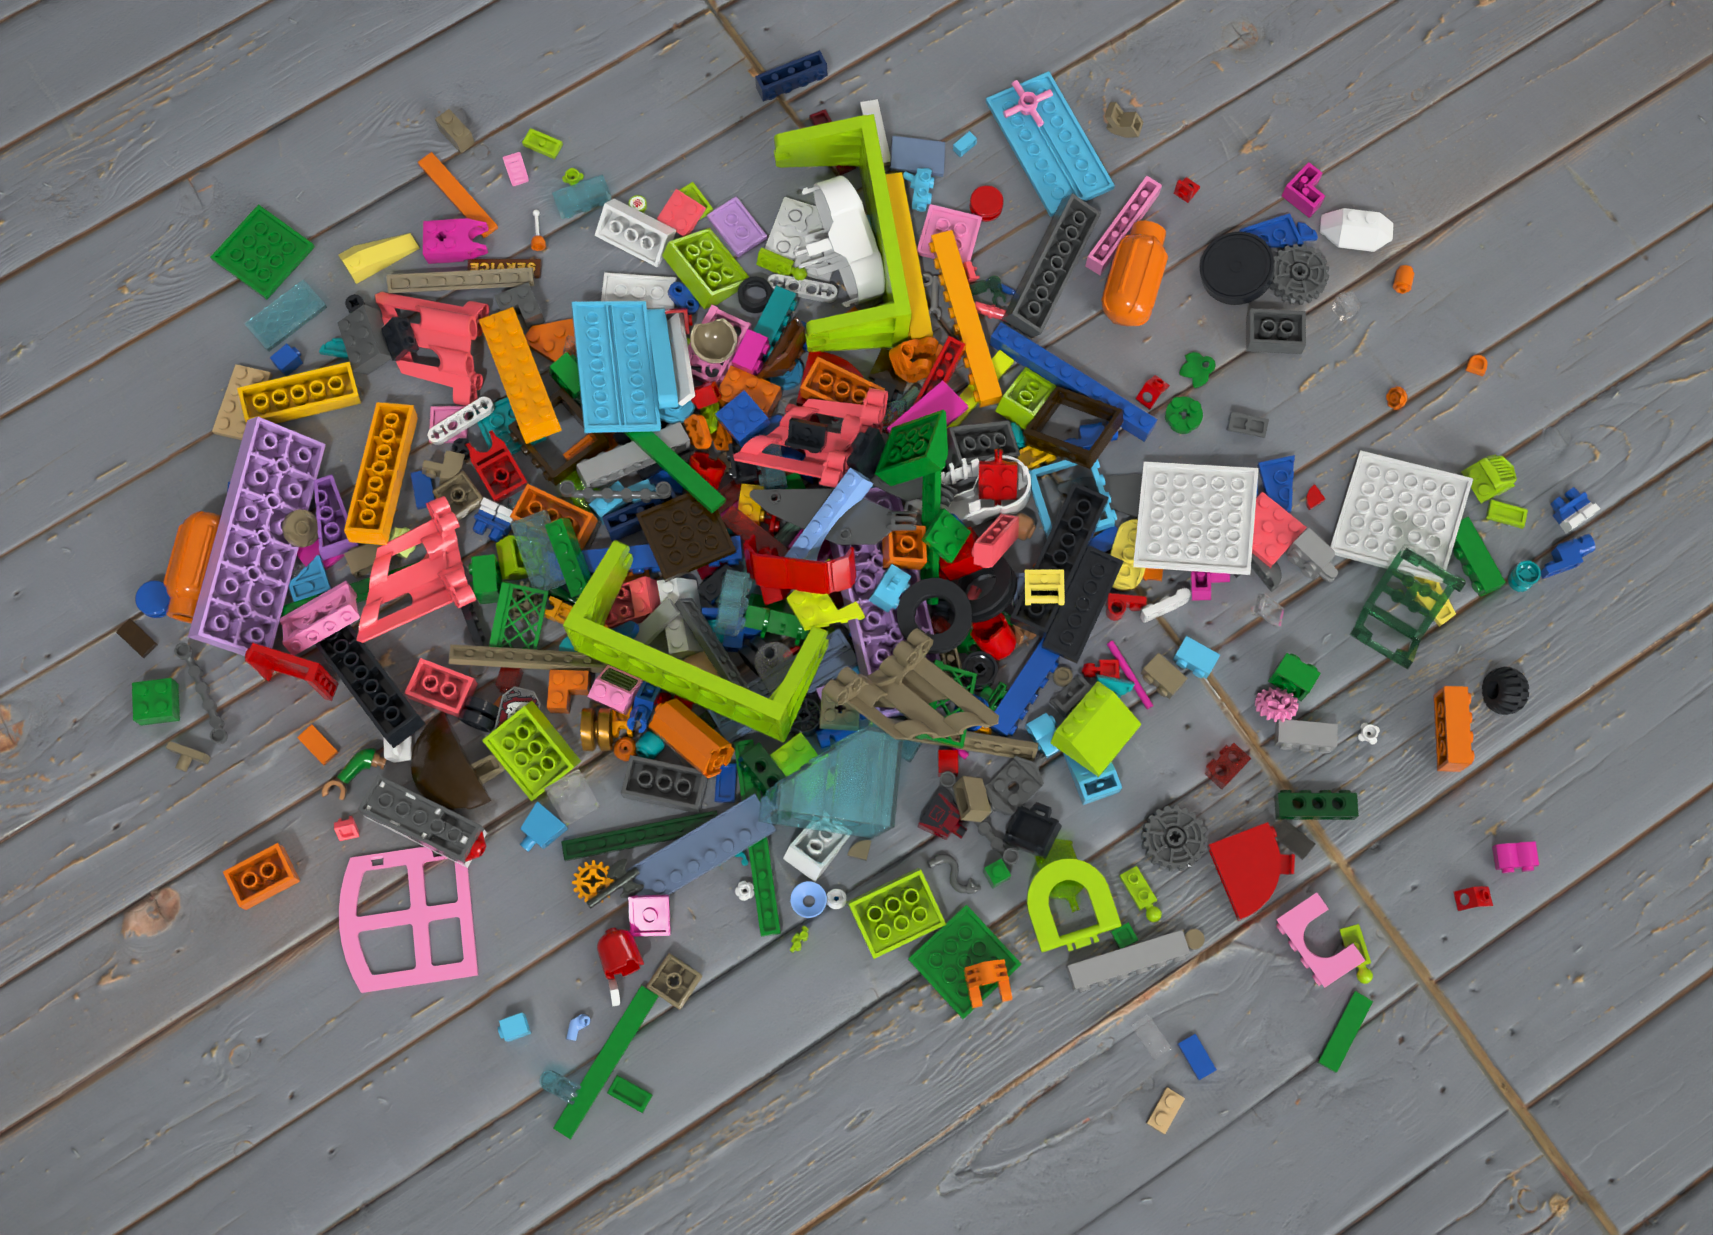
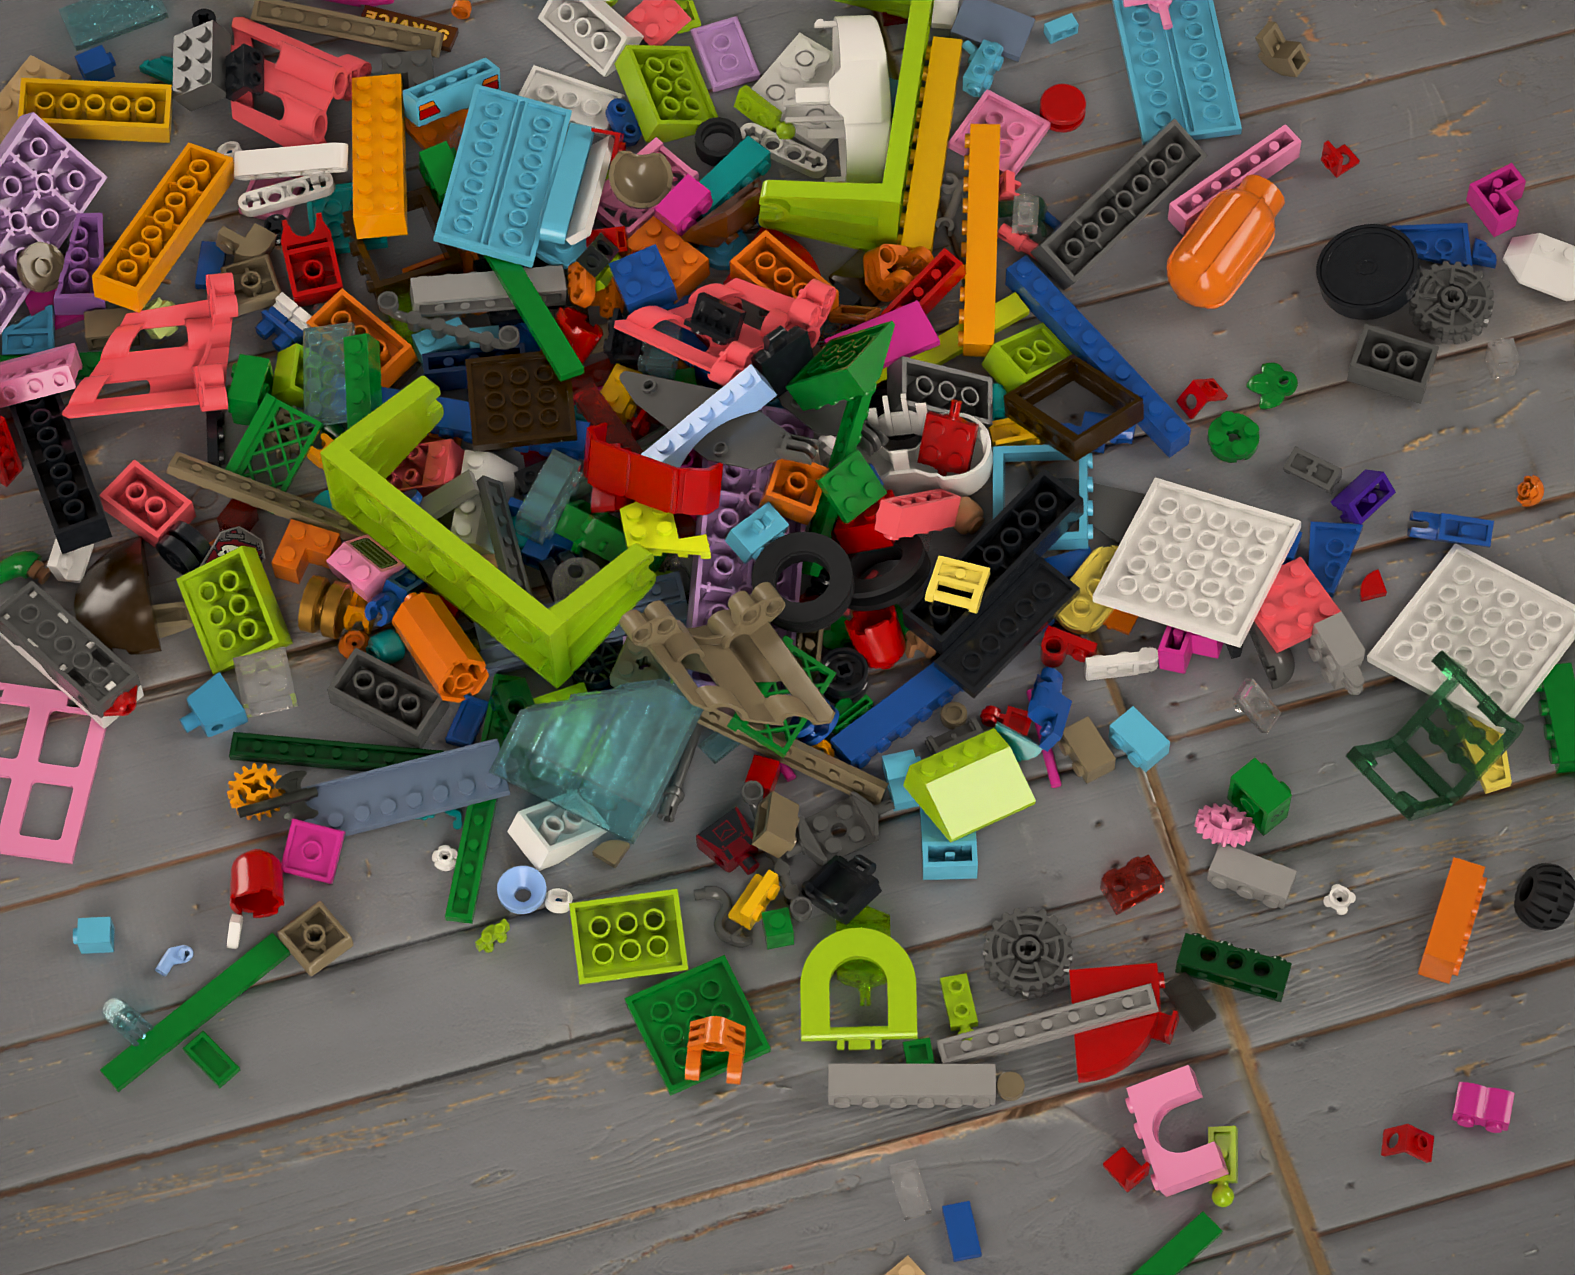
camera: 20 degrees right, 10 degrees down
(408, 398) = (229, 148): none -> white tile
(457, 396) = (291, 161): none -> white beam
(553, 311) = (448, 92): none -> medium azure brick
(705, 409) = (597, 255): none -> black brick
(901, 401) = (853, 314): none -> dark orange tile
(972, 856) = (755, 899): none -> yellow bracket
(991, 291) = (1025, 214): none -> clear brick
(1129, 653) = (1049, 707): none -> blue plate
(1208, 890) = (1048, 1025): none -> light grey tile
(1288, 434) = (1363, 496): none -> dark purple brick
(1294, 976) = (1126, 1169): none -> red bracket
(1356, 441) = (1452, 529): none -> blue plate

